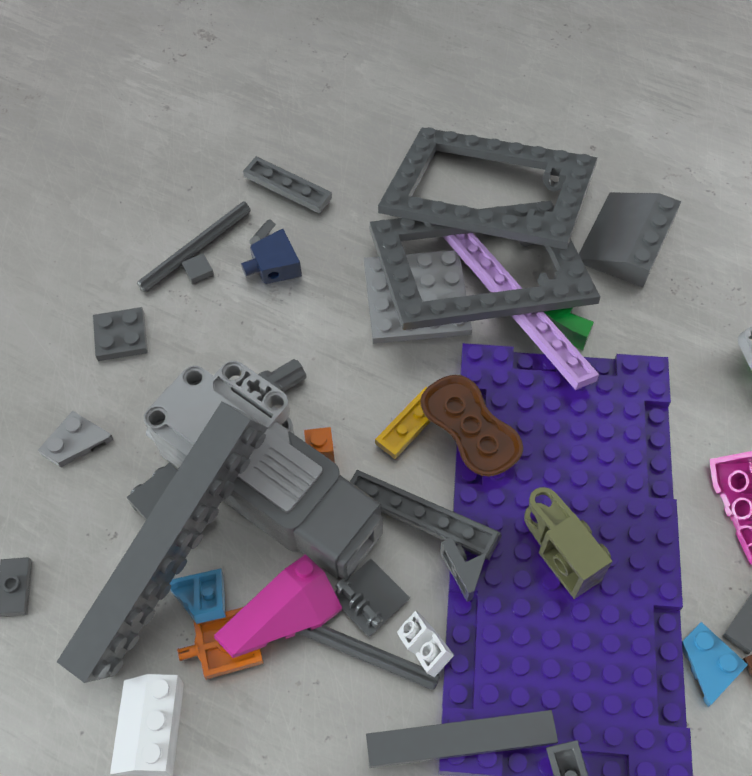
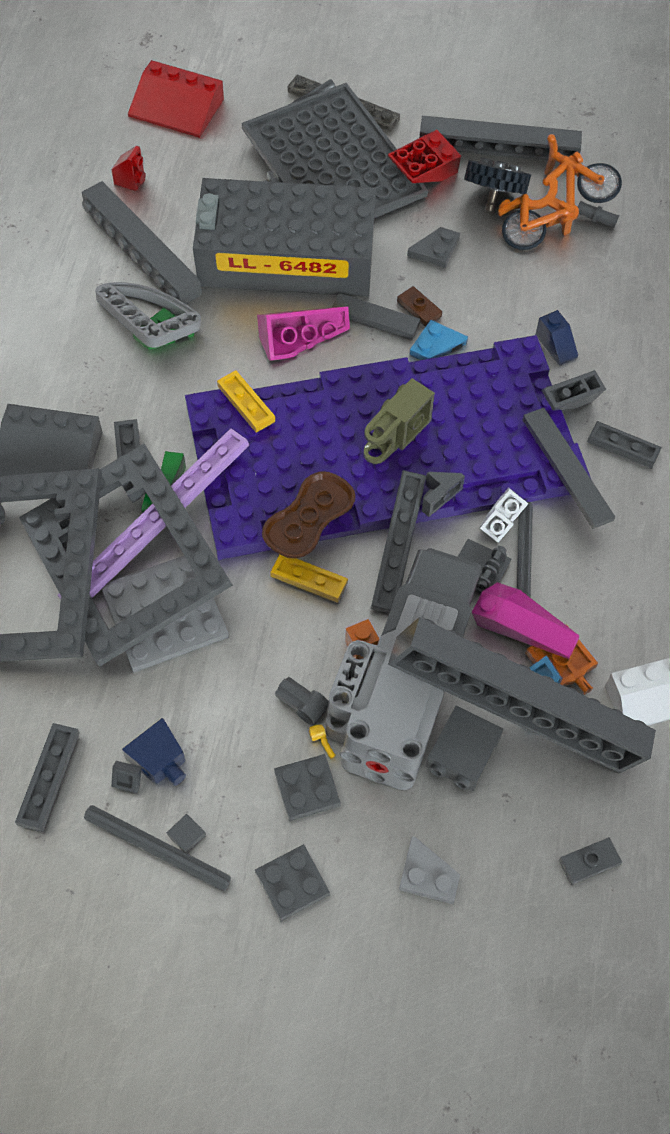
camera: 110 degrees left, 0 degrees up
(202, 354) = (307, 787): none -> dark grey plate
(619, 301) = (126, 436): none -> dark grey plate
(639, 403) = (246, 401): none -> yellow plate

